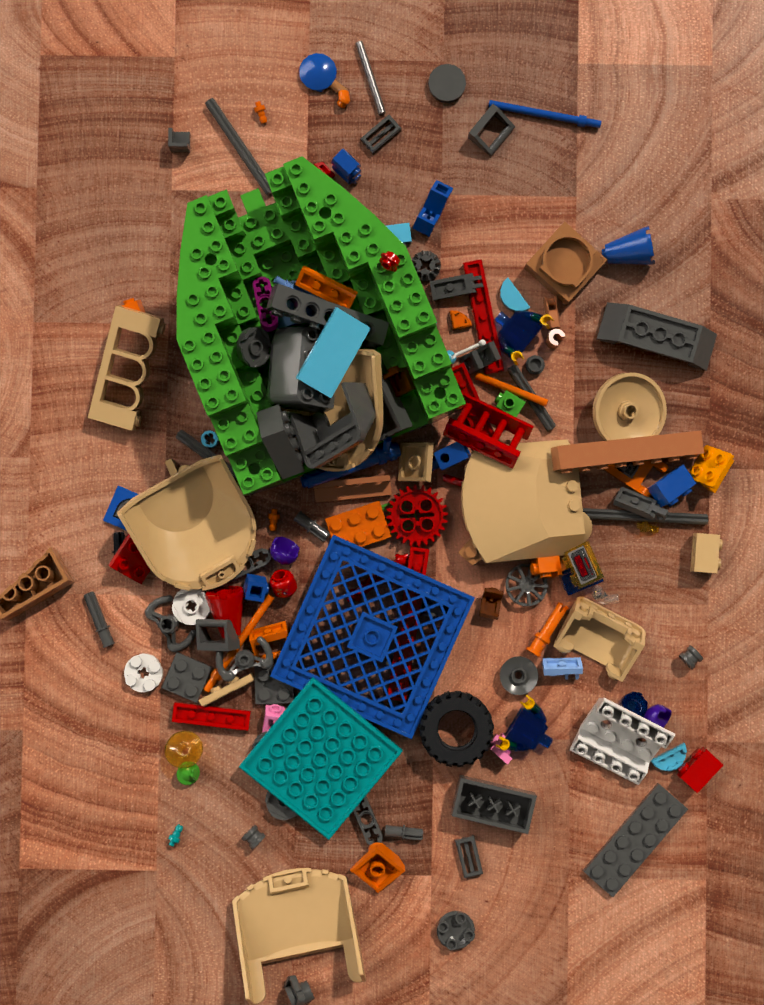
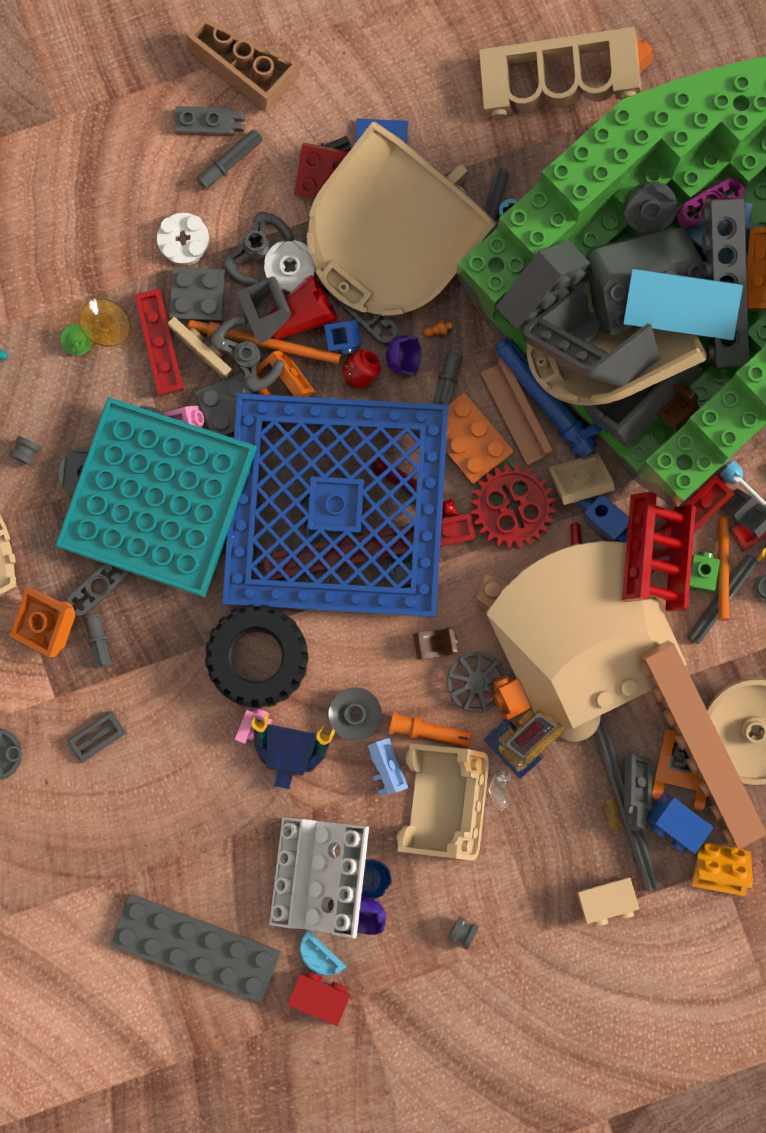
camera: 70 degrees right, 5 degrees down
(65, 625) = (207, 121): none -> dark grey hinge
(493, 804) = (176, 741): dark grey brick -> none

